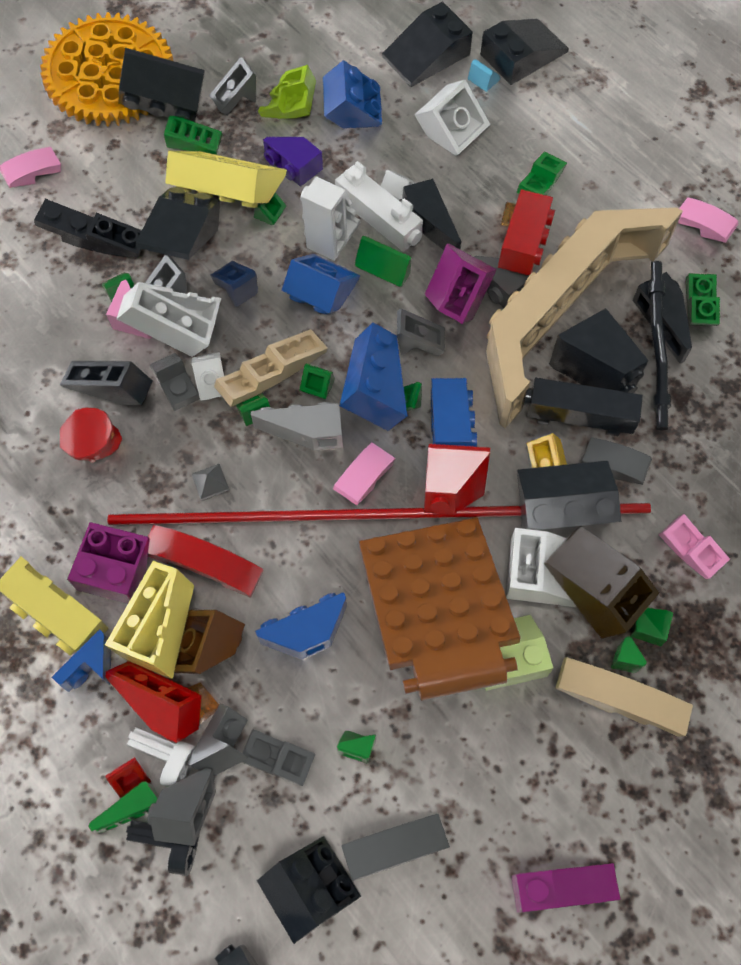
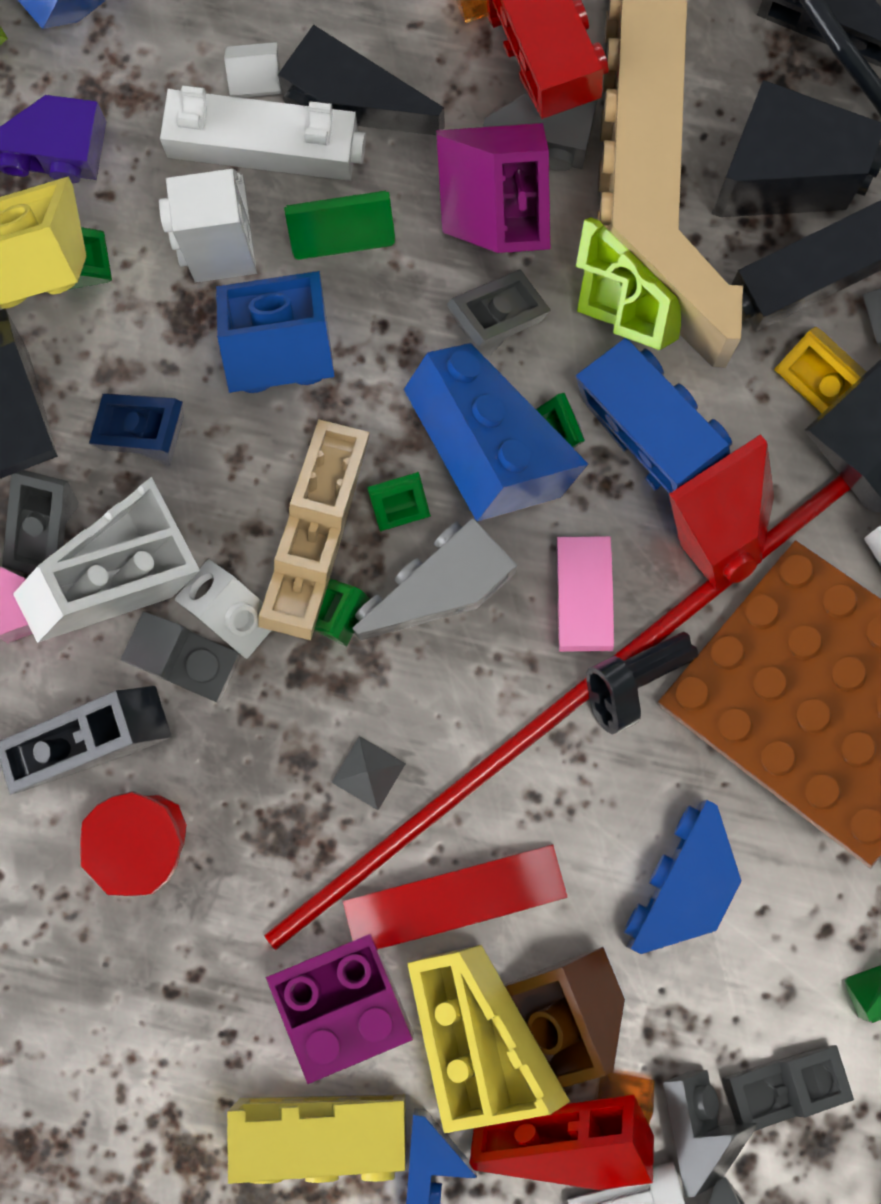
camera: 35 degrees left, 15 degrees up
(347, 515) = (616, 682): none -> black piece
(480, 358) = (624, 290): none -> lime slope

